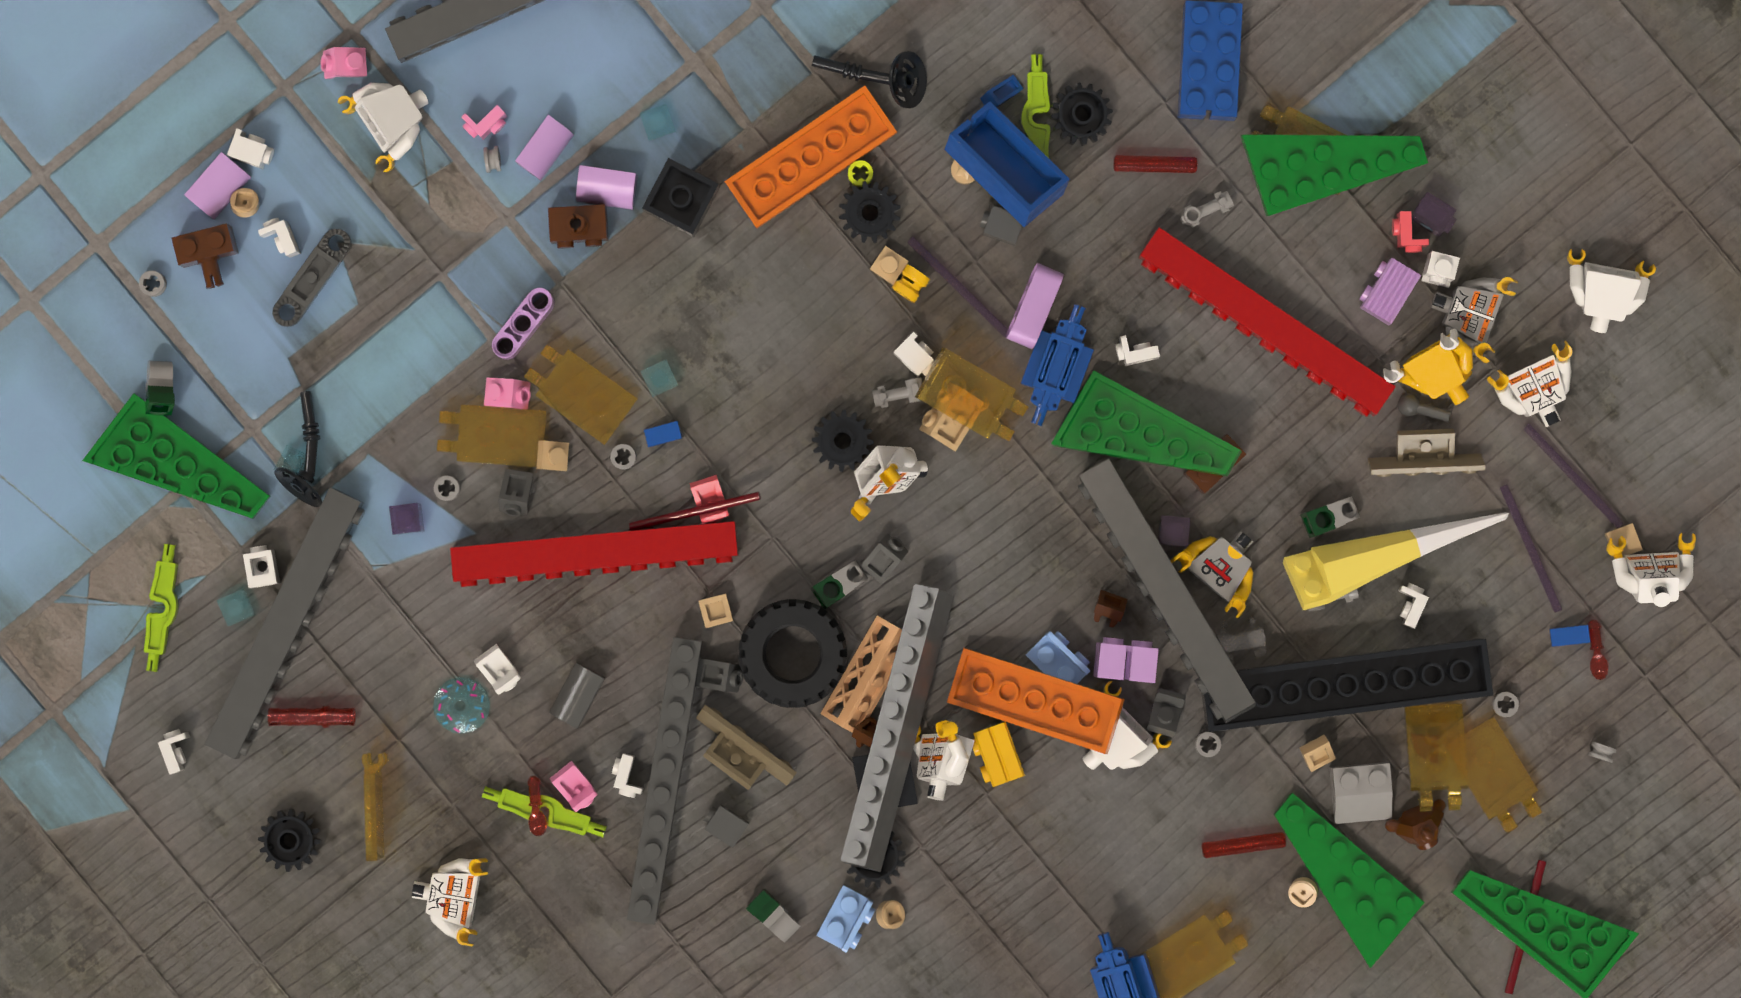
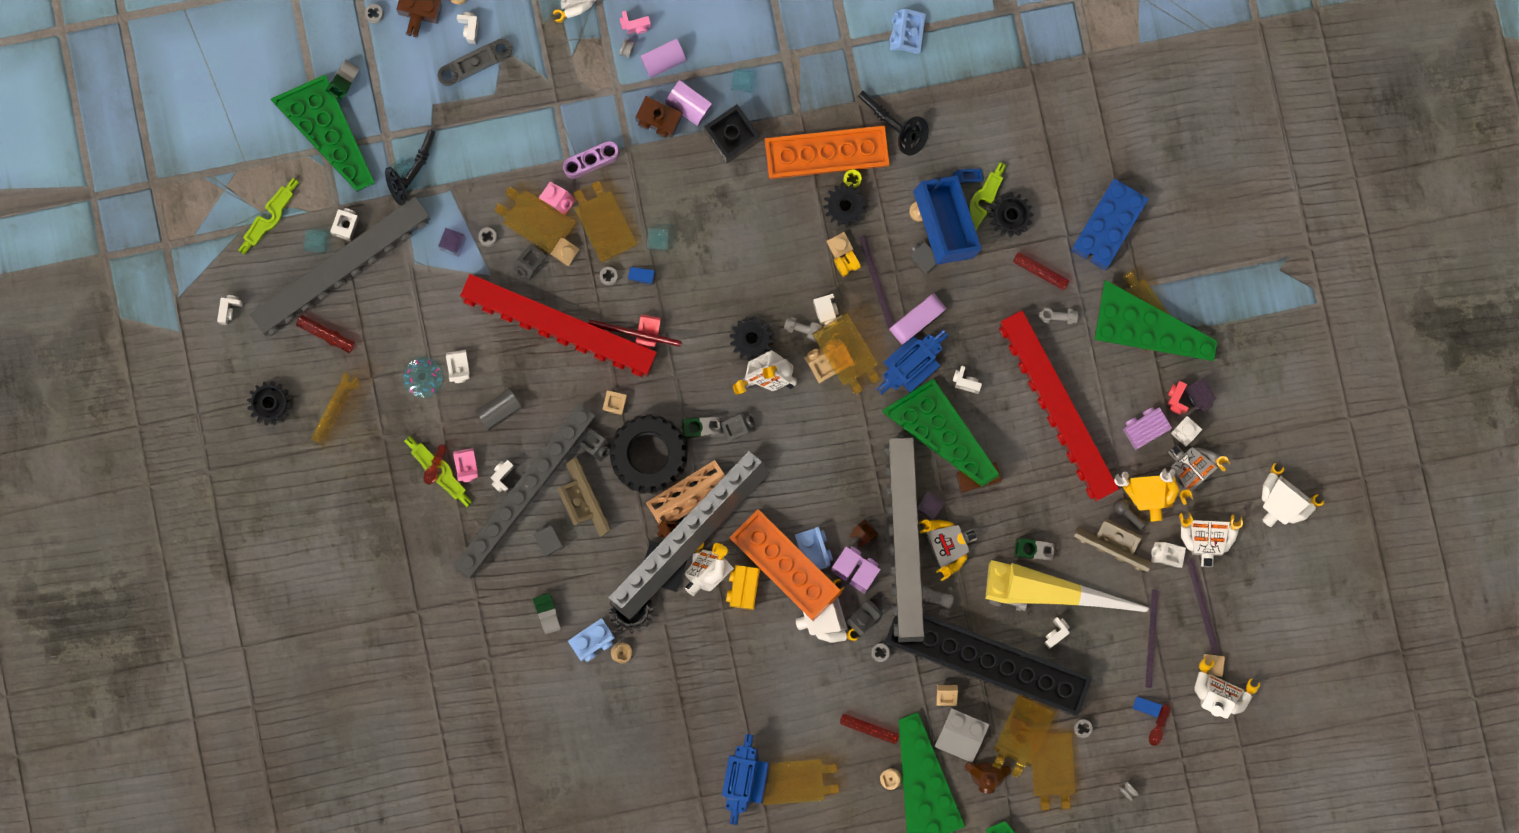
camera: 20 degrees right, 5 degrees down
(452, 897) = (352, 493): torso -> none
(1497, 434) = (1168, 554): none -> white bracket

